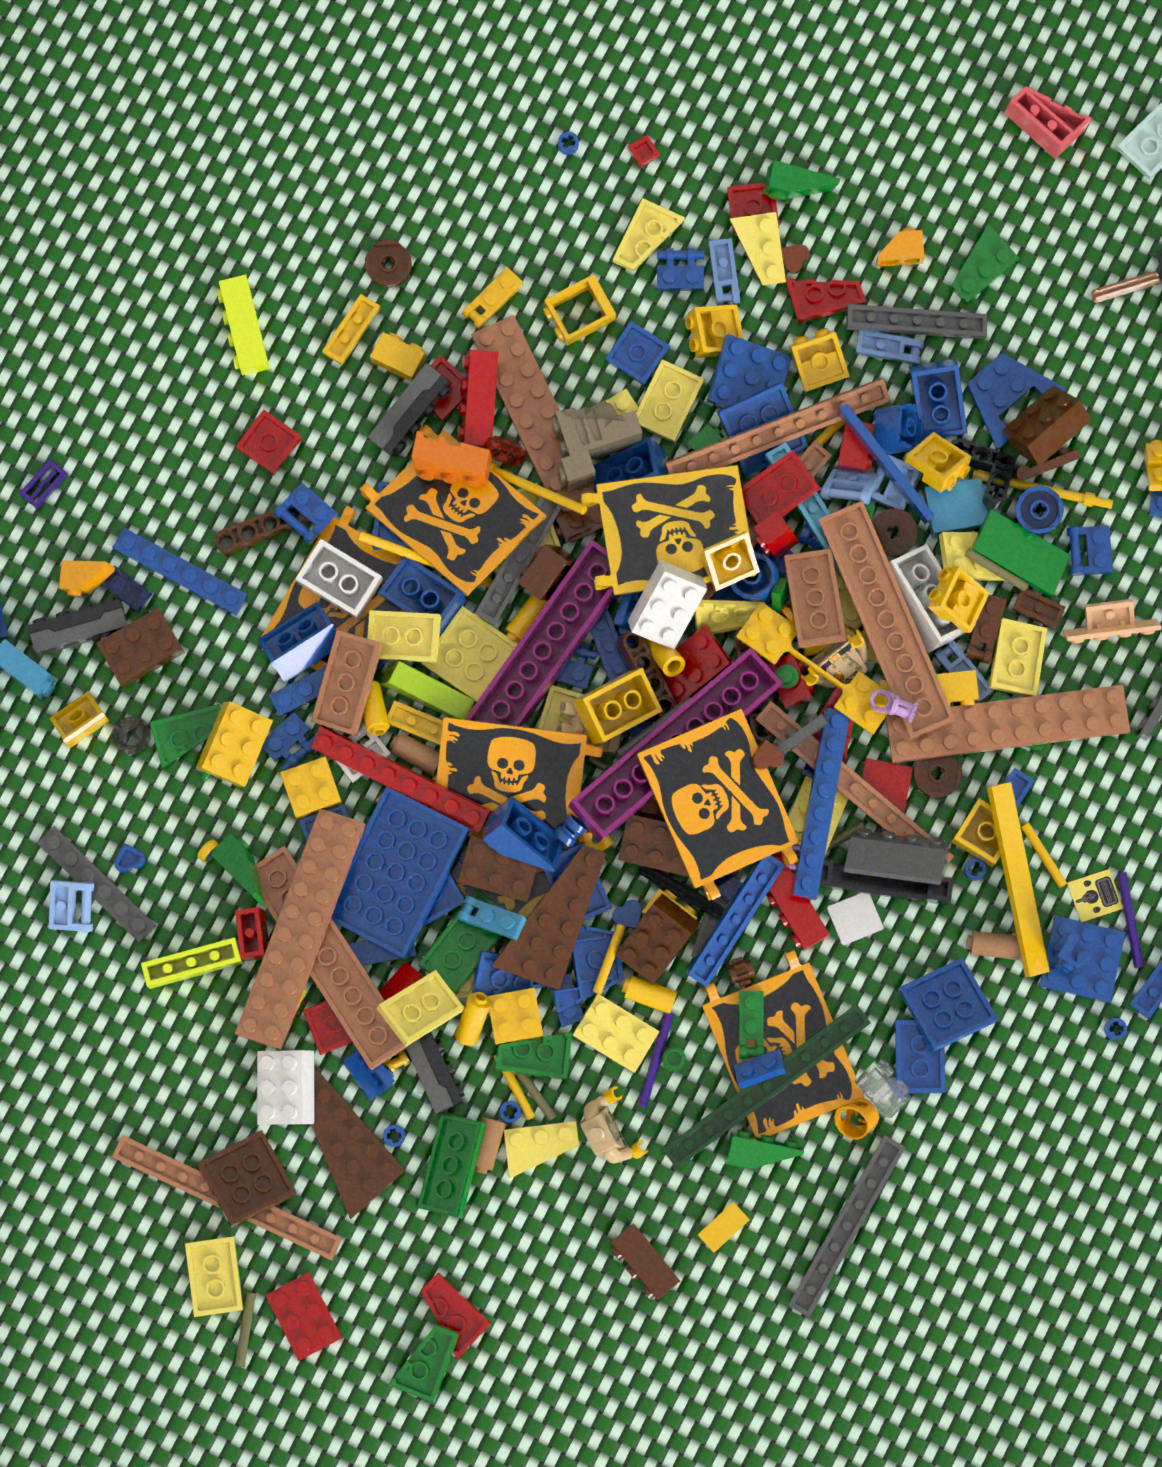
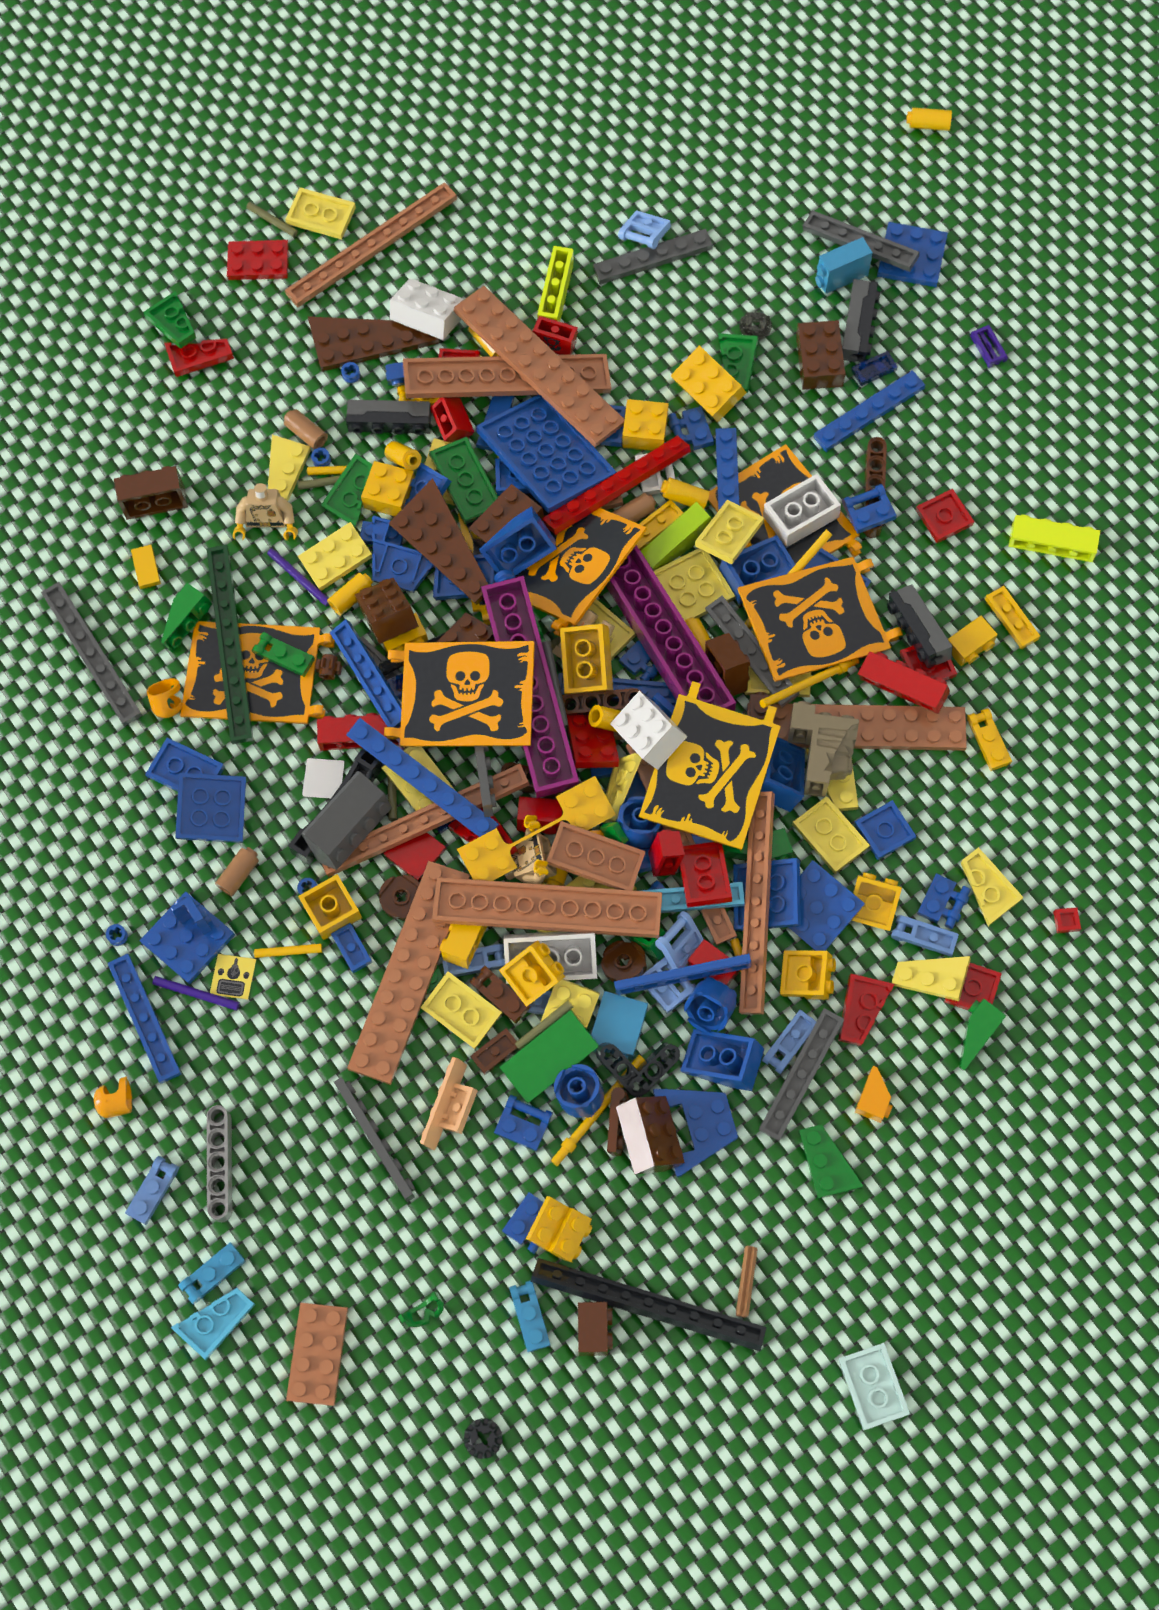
camera: 120 degrees right, 10 degrees down
(79, 719) = (785, 292): yellow slope -> none
(83, 576) = (898, 337): light orange slope -> none
(129, 858) = (660, 285): blue tile -> none
(204, 852) = (636, 336): yellow tile -> none
(240, 864) = (608, 347): green slope -> none
(246, 1178) = (375, 257): reddish brown plate -> none
(299, 641) = (765, 465): blue slope -> none
(347, 682) = (714, 477): nougat plate -> none
(388, 277) = (1067, 665): reddish brown plate -> none
(420, 1008) = (428, 413): light yellow plate -> none
(450, 462) = (859, 628): orange wedge -> none
(451, 1165) = (304, 397): green tile -> none
(492, 918) = (470, 497): dark azure plate -> none
(507, 446) = (849, 683): clear red beam -> none
(565, 137) = (1102, 870): blue bush -> none
(591, 284) = (945, 821): yellow window -> none
(609, 959) = (393, 573): yellow bar -> none
(628, 914) = (422, 606): blue tile -> none
(674, 1059) = (291, 589): green plate -> none
(729, 560) = (658, 795): yellow slope -> none
(759, 1069) = (244, 641): blue plate -> none
(767, 756) = (480, 747): copper tile -> none
(788, 676) = (542, 806): green plate -> none
(794, 257) = (910, 1002): copper tile -> none
(883, 1089) = (174, 725): clear brick -> none
(894, 705) = (468, 873): lavender connector -> none
(939, 462) = (663, 1023): yellow plate -> none
(1018, 879) = (275, 907): yellow tile -> none
(1045, 121) = (935, 1287): coral wedge -> none

